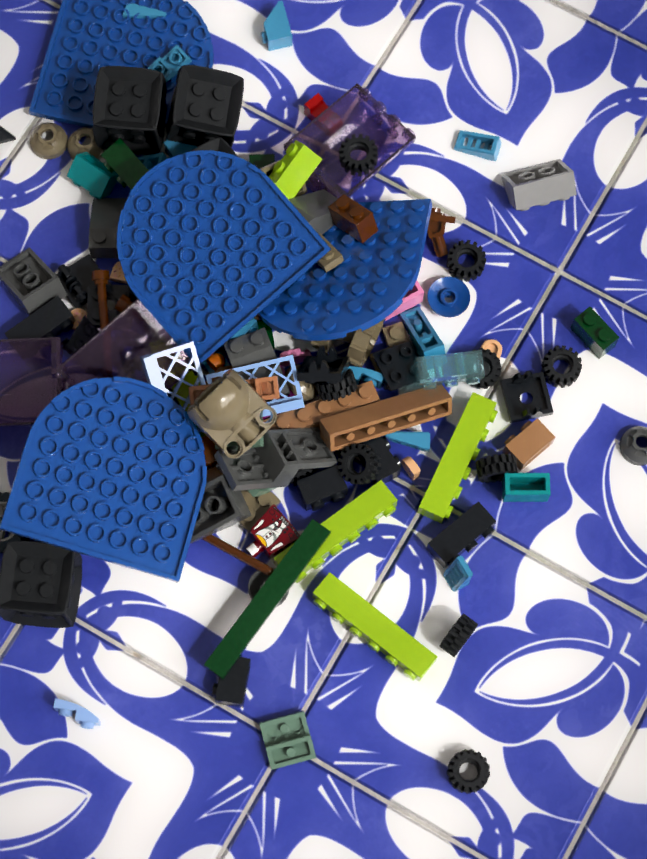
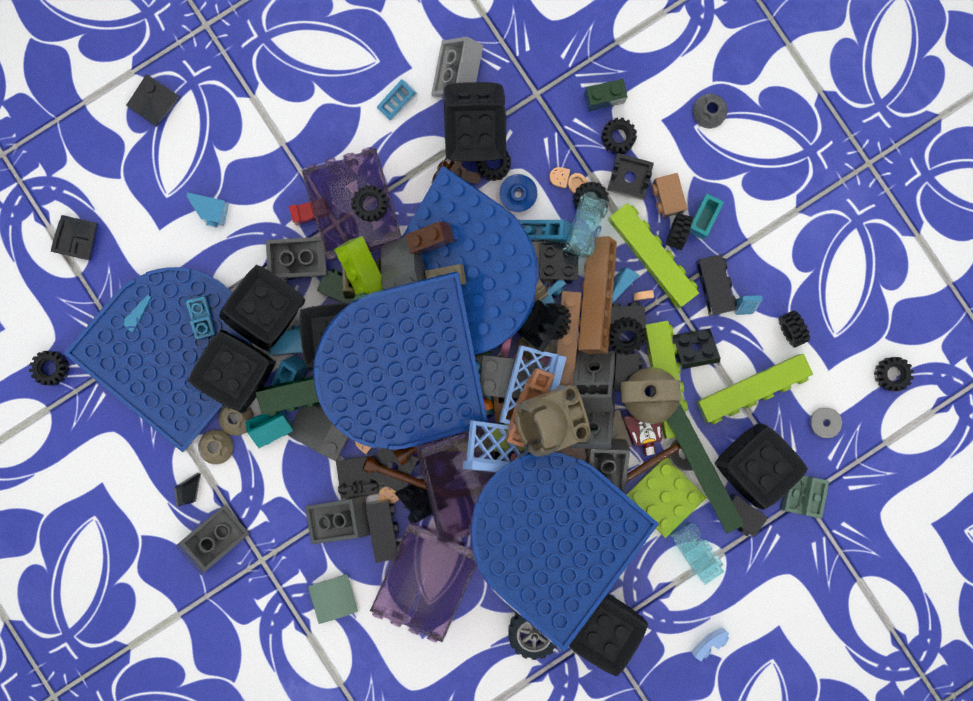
camera: 65 degrees left, 15 degrees up
(169, 651) = (697, 552): none -> clear light blue brick
(211, 592) = (666, 496): none -> lime plate
(268, 120) = (296, 258): none -> dark grey slope
(292, 662) = (761, 466): none -> black piece
(308, 508) = (655, 408): none -> dark tan piece
(381, 714) = (834, 422): none -> light grey piece
(384, 557) = (690, 358): none -> black piece
(487, 330) = (559, 177): none -> light nougat tile
(492, 212) = (474, 121): none -> black piece

